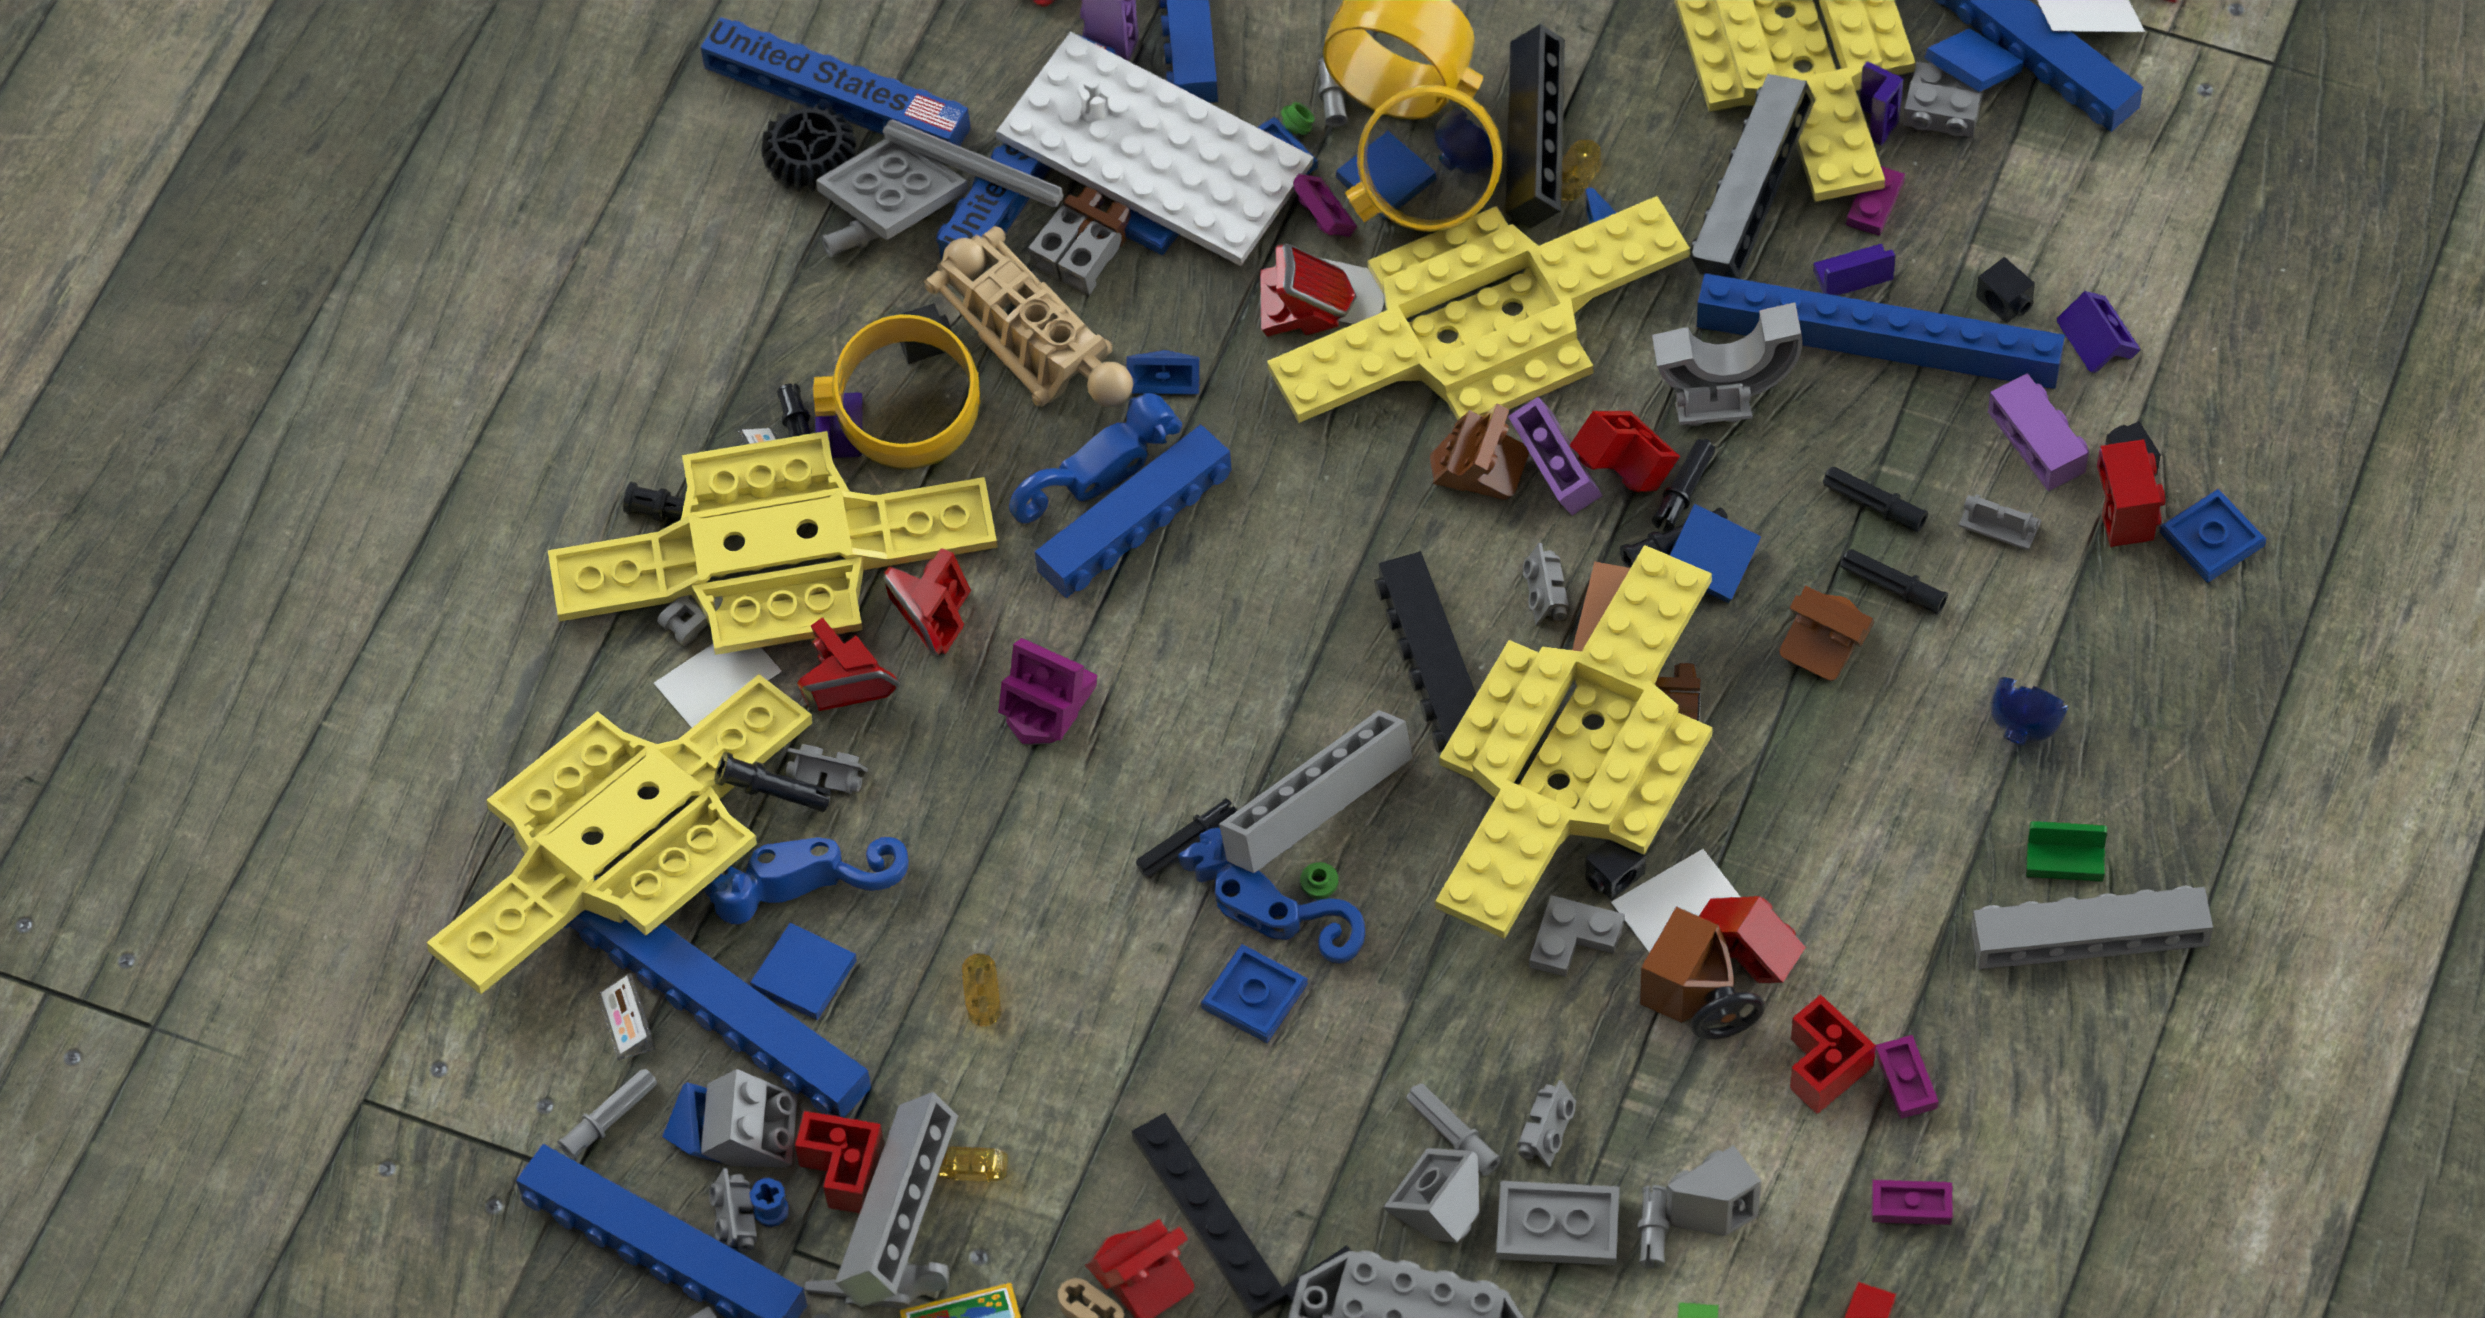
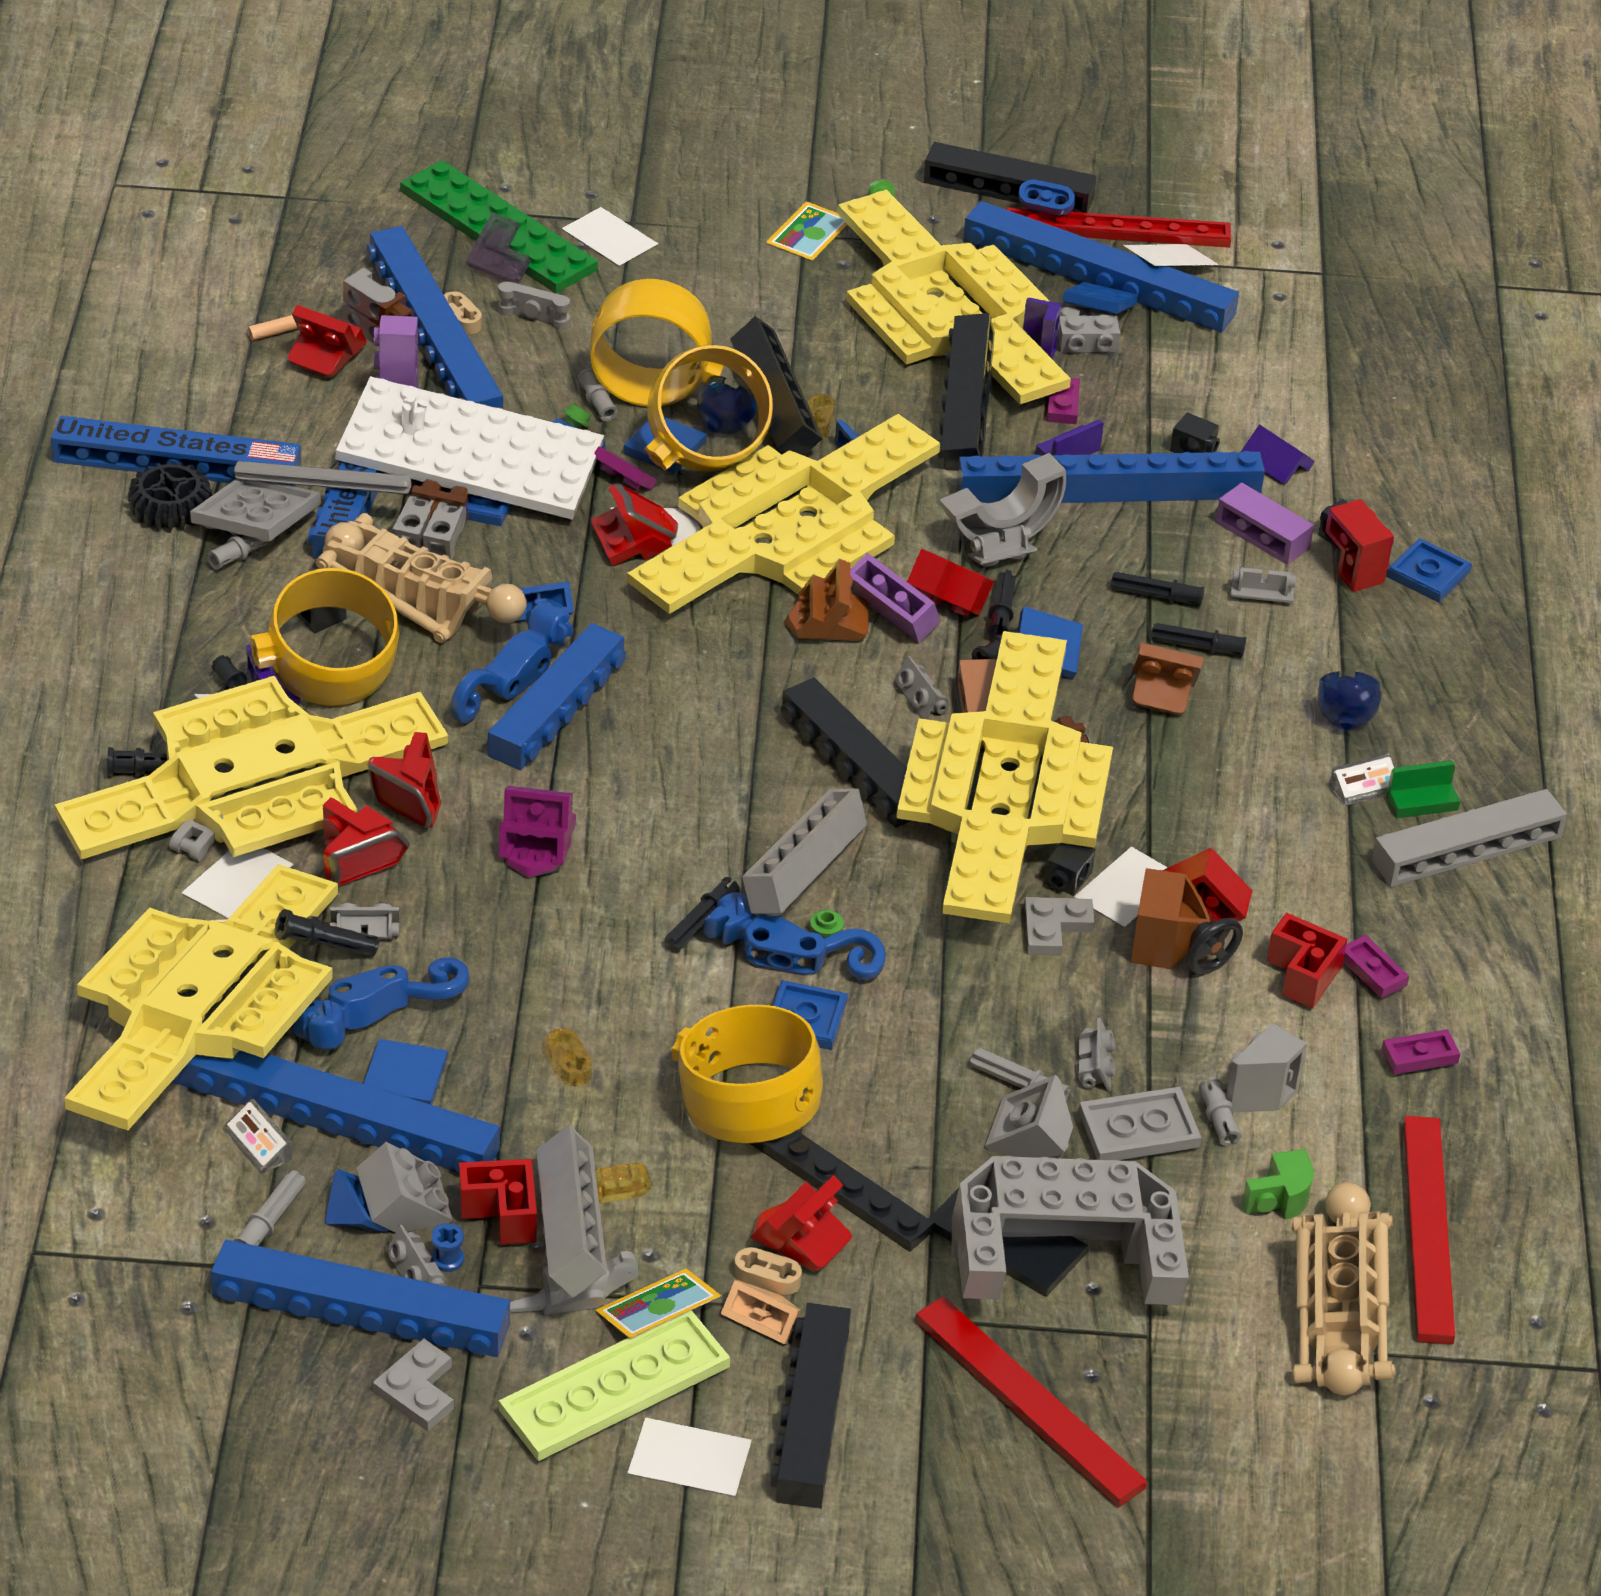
camera: 25 degrees left, 15 degrees down
(1157, 1122) = (744, 1037): none -> yellow cylinder
(2003, 819) = (1362, 779): none -> slope

